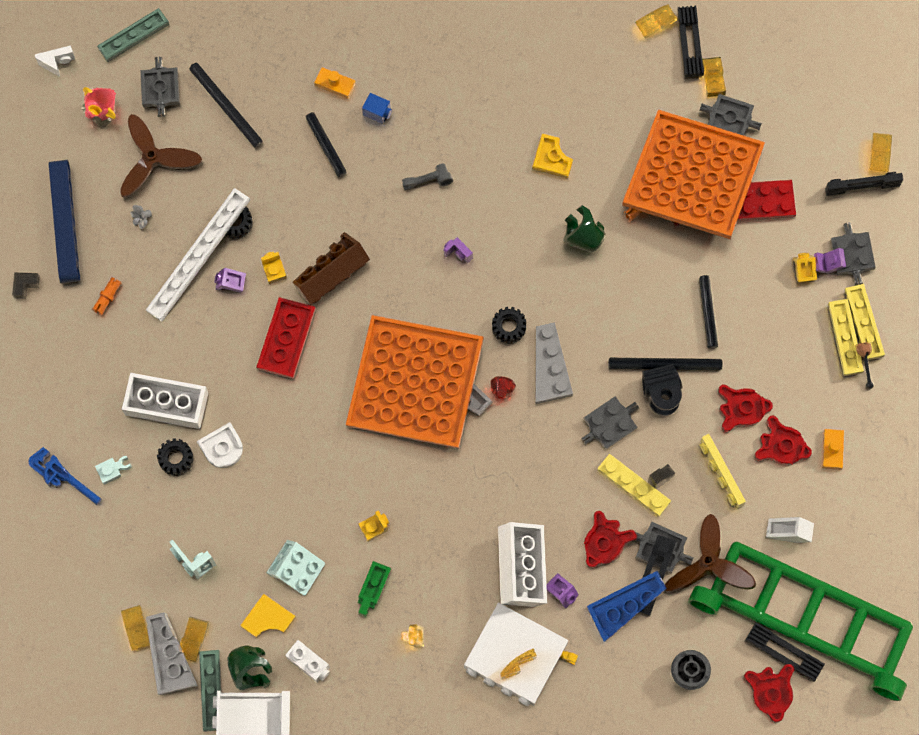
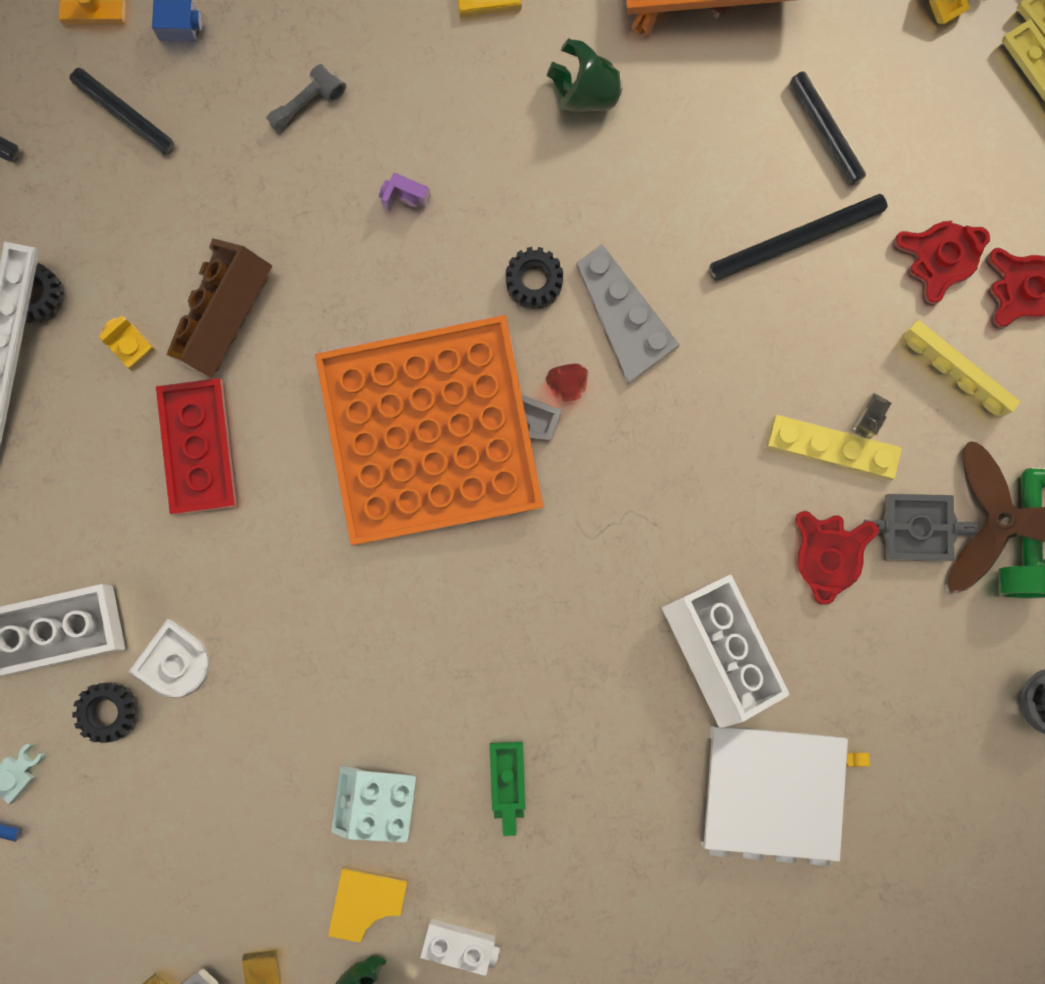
camera: 25 degrees left, 10 degrees up
(201, 565) = (204, 882): light aqua bracket -> none
(230, 280) = (66, 391): medium lavender bracket -> none
(374, 526) = (466, 685): yellow bracket -> none
(414, 636) = (605, 833): clear yellow tile -> none
(513, 667) = (785, 824): clear yellow slope -> none
(562, 590) = (799, 660): medium lavender bracket -> none
(610, 423) = (756, 365): dark grey plate -> none
(621, 606) = (901, 649): blue wing -> none
(662, 382) = (812, 266): black piece -> none
(664, 548) = (929, 529): black container -> none

